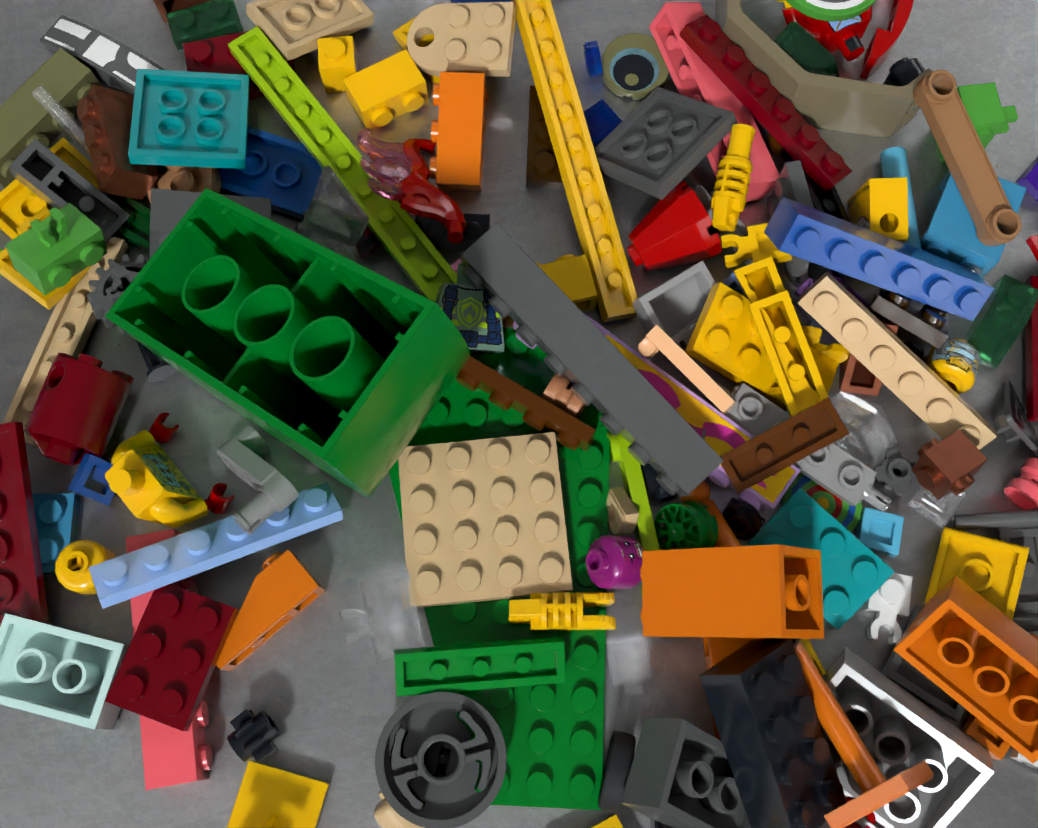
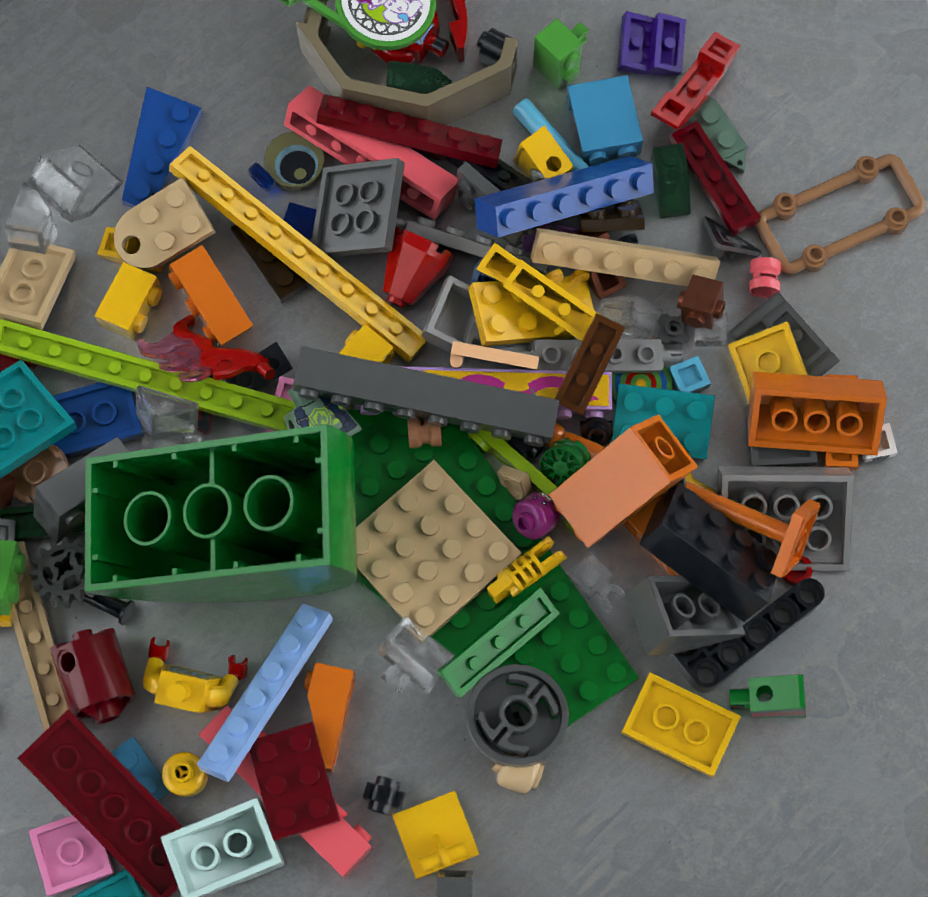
camera: 35 degrees left, 0 degrees up
(91, 480) = (141, 715): blue plate -> none
(276, 492) = (234, 627): light grey beam -> none
(336, 61) = (78, 305): yellow brick -> none
(535, 410) = (412, 454): reddish brown plate -> none
(616, 771) = (631, 645): black tyre -> none
(733, 179) = (429, 204): yellow hinge -> none
(753, 246) = (475, 241): yellow plate -> none
(888, 603) = (726, 419): white plate -> none
(955, 364) = (662, 230): head -> none
(966, 158) = (574, 85): medium nougat piece -> none

